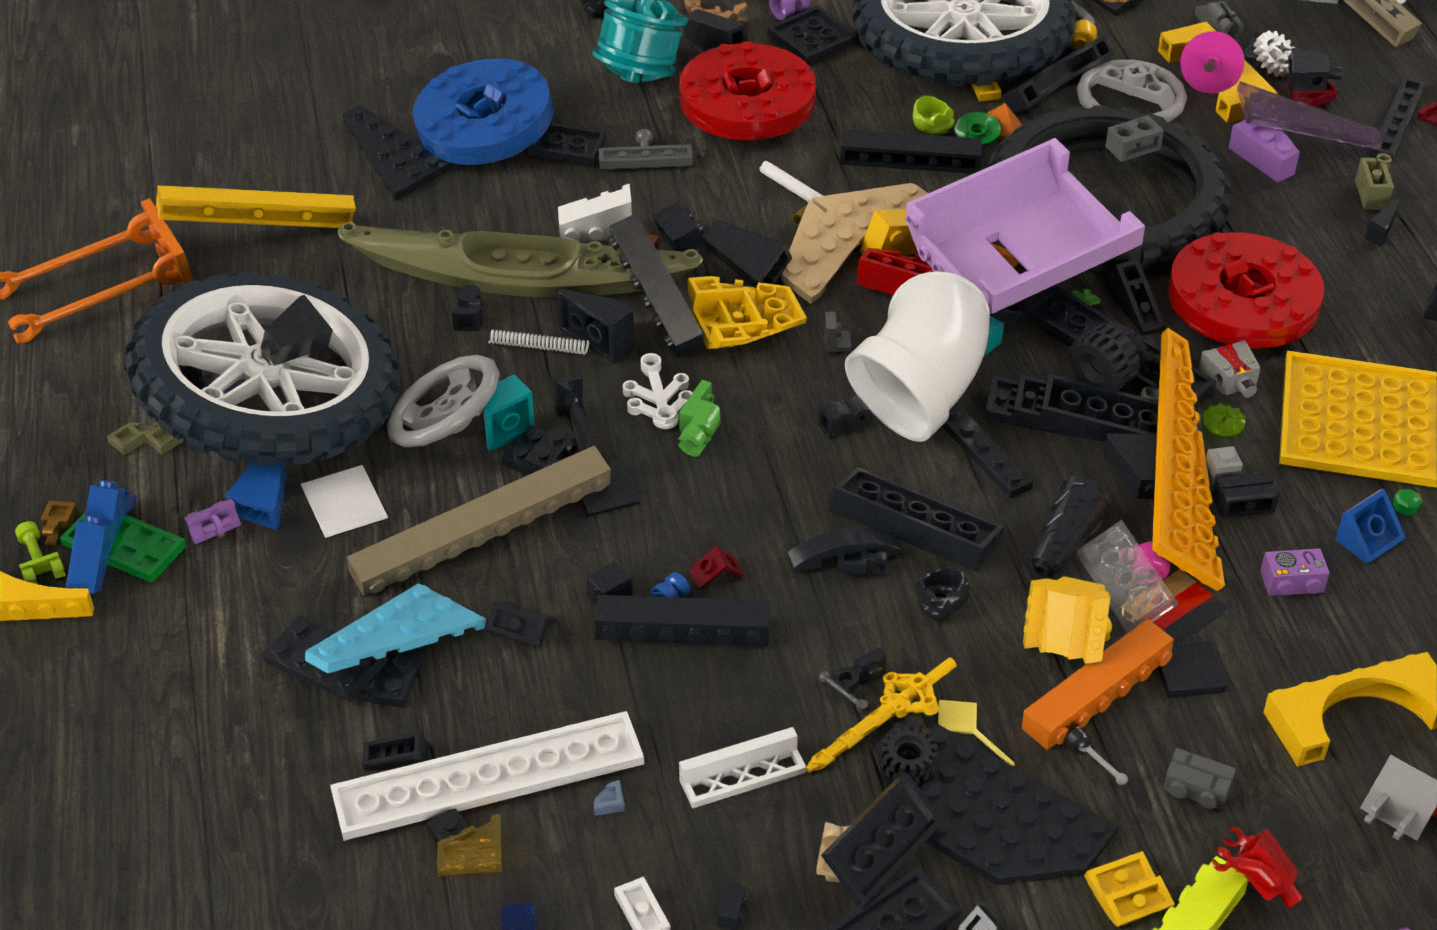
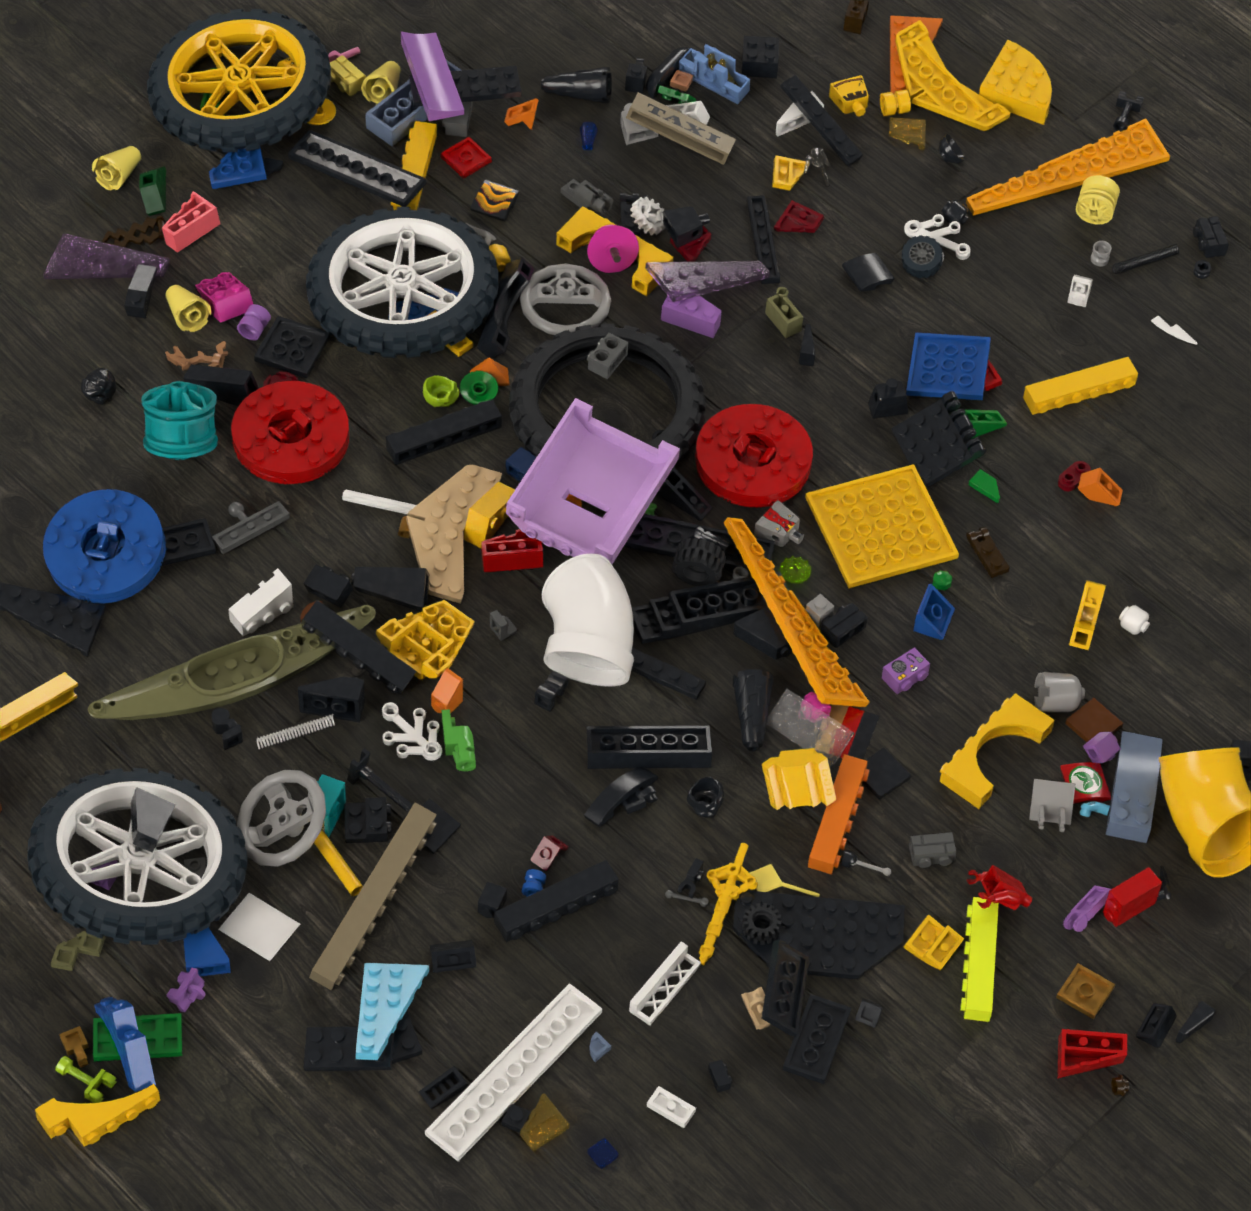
camera: 35 degrees left, 10 degrees up
(474, 468) = (338, 864): none -> yellow piece
(723, 367) = (448, 692): none -> orange slope

